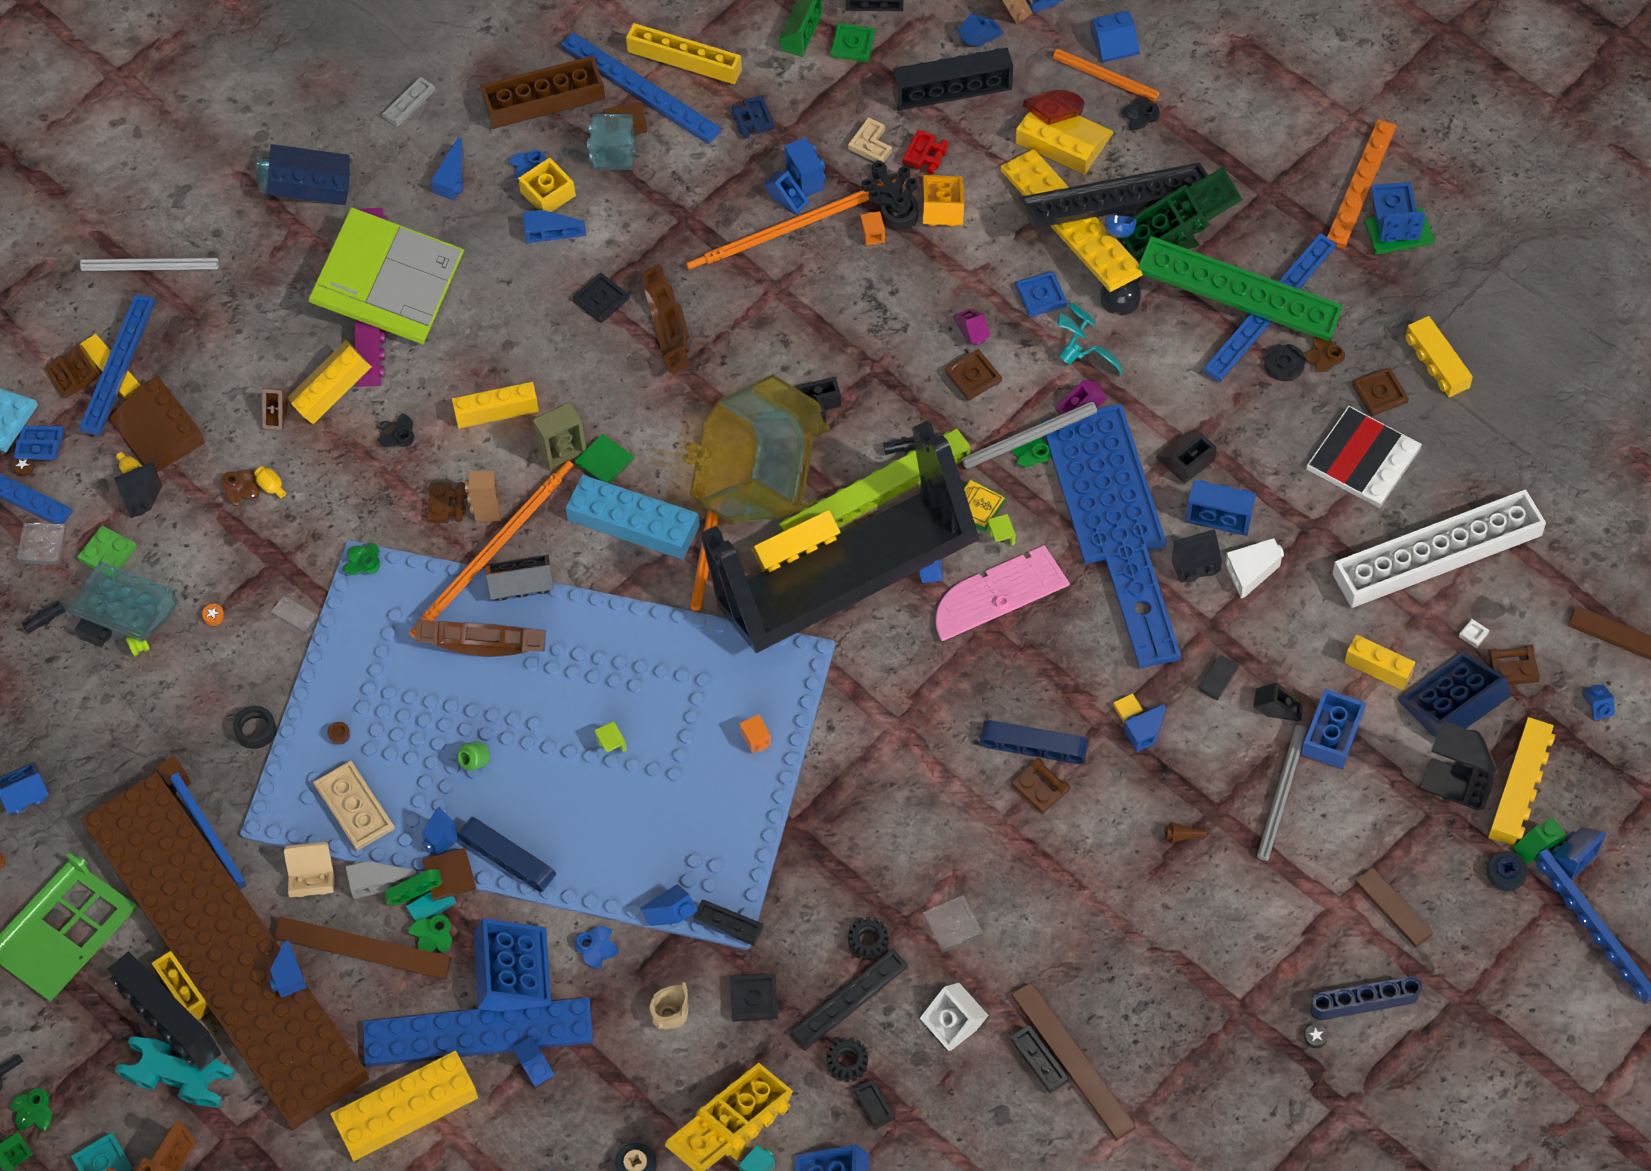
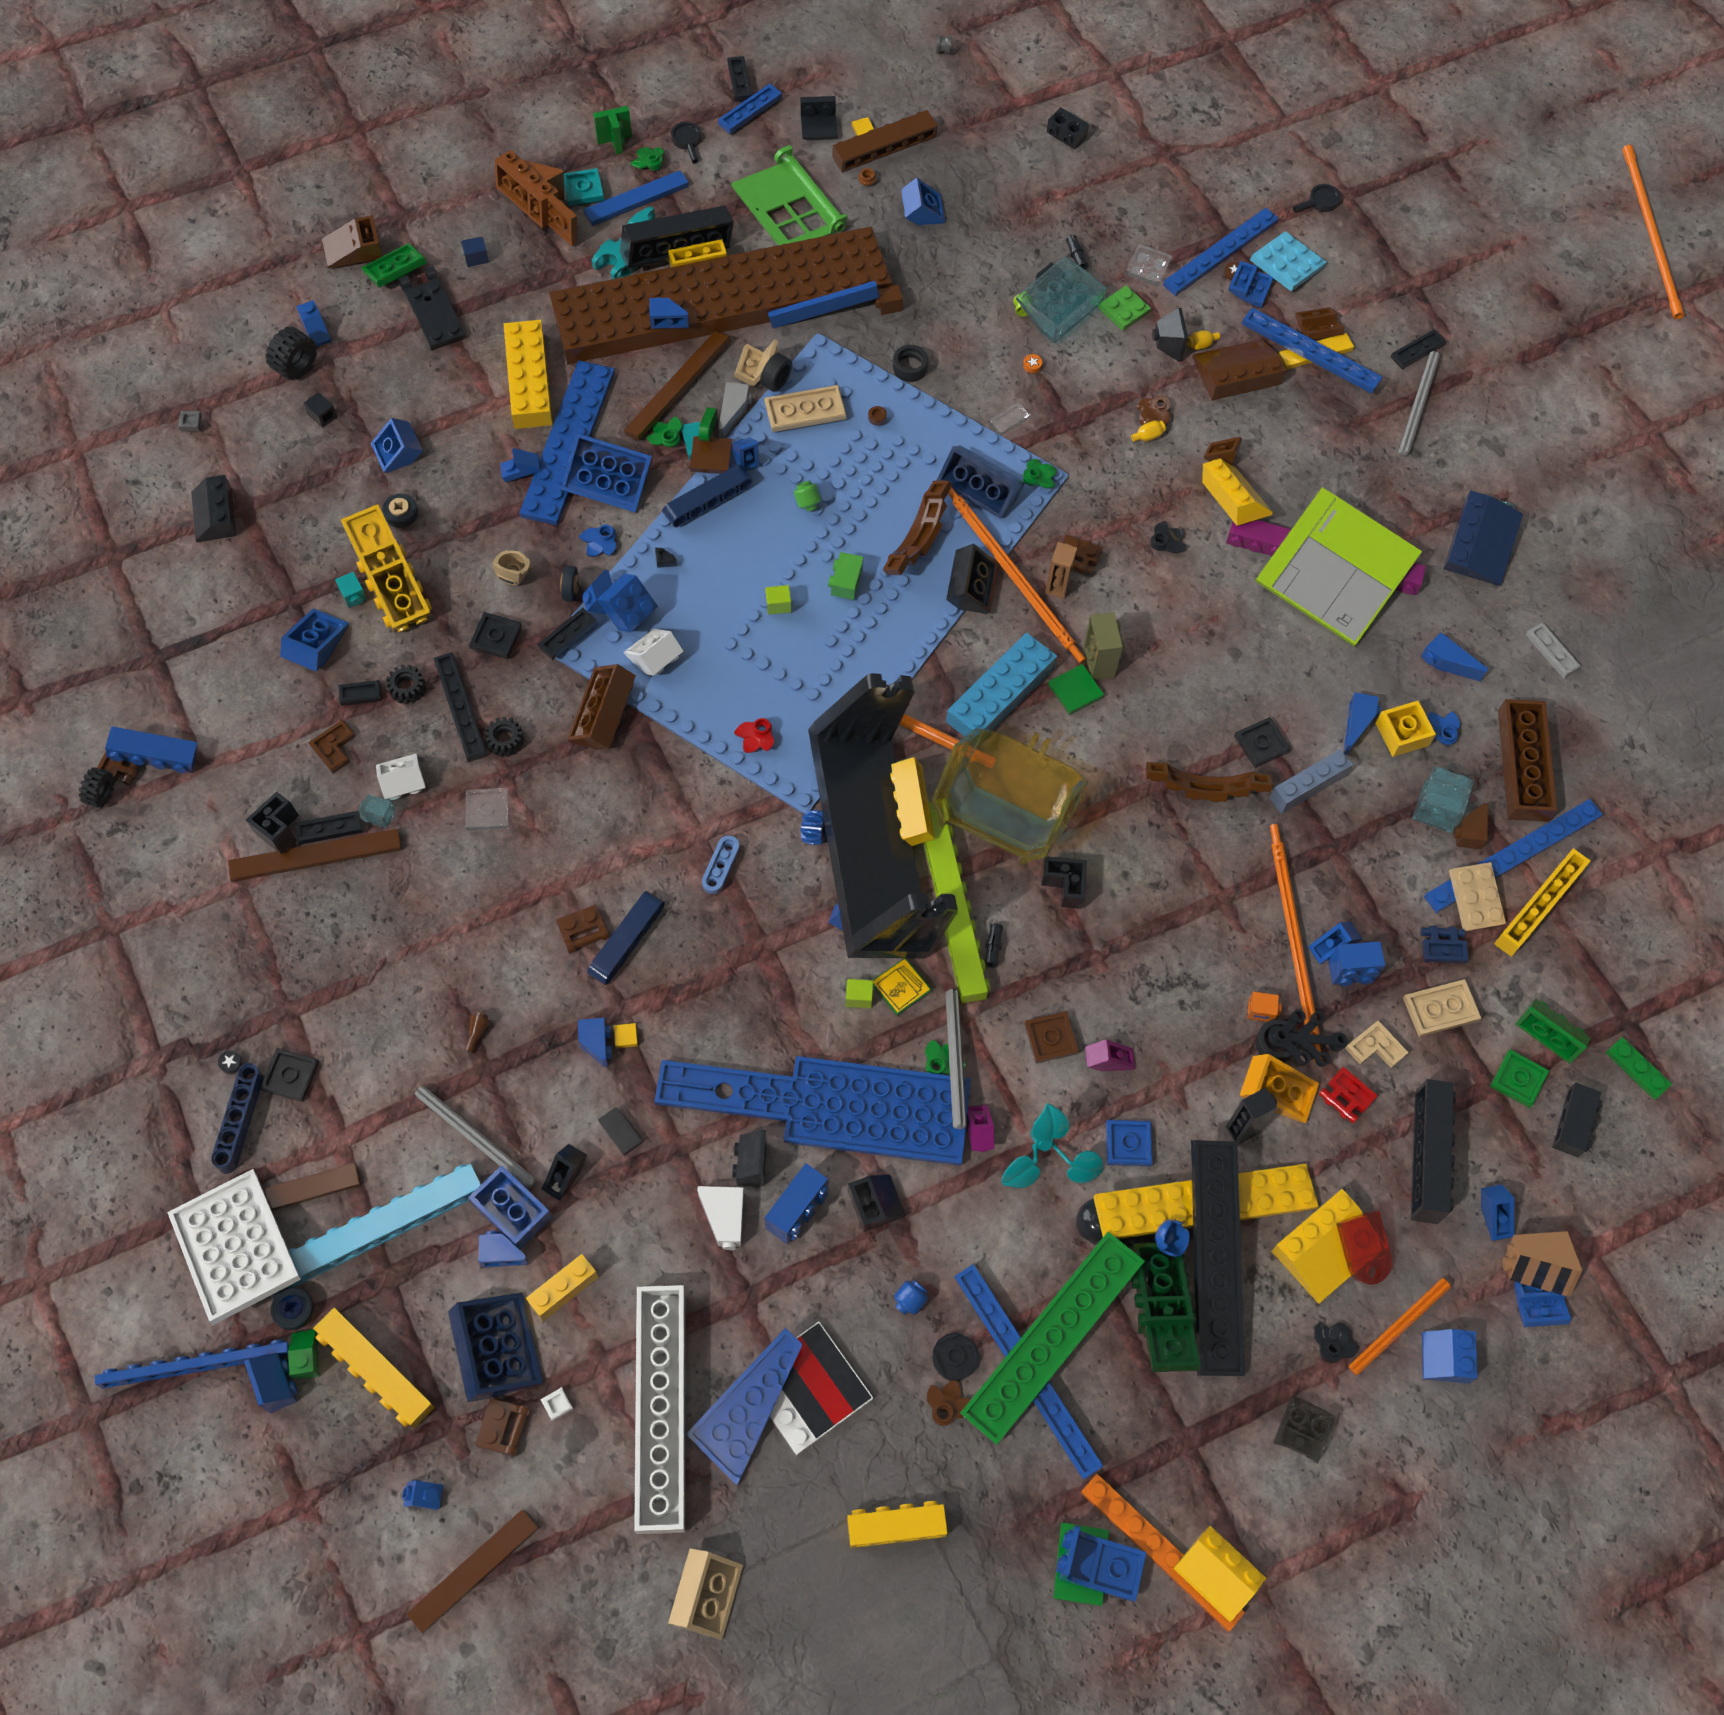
camera: 105 degrees right, 5 degrees up
(77, 281) = (1418, 349): none -> black tile
(99, 1100) = (636, 197): none -> blue tile
(326, 833) = (776, 372): none -> black tyre
(393, 606) = (980, 481): none -> dark blue slope
(495, 405) = (1165, 617): yellow brick -> none
(557, 688) = (846, 576): none -> bright green brick
(597, 870) = (664, 558): none -> black tile
(629, 244) = (1310, 781): none -> sand blue brick
(667, 944) = (569, 583): none -> black wheel
(676, 868) = (627, 602): none -> blue brick
(697, 100) = (1477, 896): none -> tan plate
(716, 832) = (654, 651): none -> white slope
(755, 734) = (733, 710): orange brick -> none
(775, 709) = (755, 738): none -> red plate
(800, 858) = (602, 707): none -> reddish brown slope
(814, 105) = (1441, 1008): none -> tan plate
(853, 620) = (813, 828): none -> blue gear
(914, 687) = (723, 857): none -> medium blue plate
(948, 1107) = (328, 746): none -> reddish brown tile
(990, 195) = (1251, 1116): none -> black brick
(1001, 591) = (798, 980): bright pink door -> none
(1002, 1020) = (376, 811): none -> clear light blue brick
(1063, 1109) = (272, 822): none -> black brick
(1220, 113) = (1304, 1428): none -> clear smoke slope
(1254, 404) = (910, 1297): none -> blue head
(1300, 977) = (289, 1075): none -> black tile
(1360, 136) = (1220, 1573): none -> yellow slope
(1374, 727) = (498, 1251): none -> slope
(1380, 391) = (880, 1443): reddish brown tile -> none
(1407, 487) = (738, 1417): none -> blue wing
(1409, 837) = (383, 1223): none -> medium azure brick
(1472, 772) = (397, 1294): black windscreen -> none
(1483, 935) = (233, 1247): none -> white plate
(1560, 469) = (705, 1593): none -> tan slope

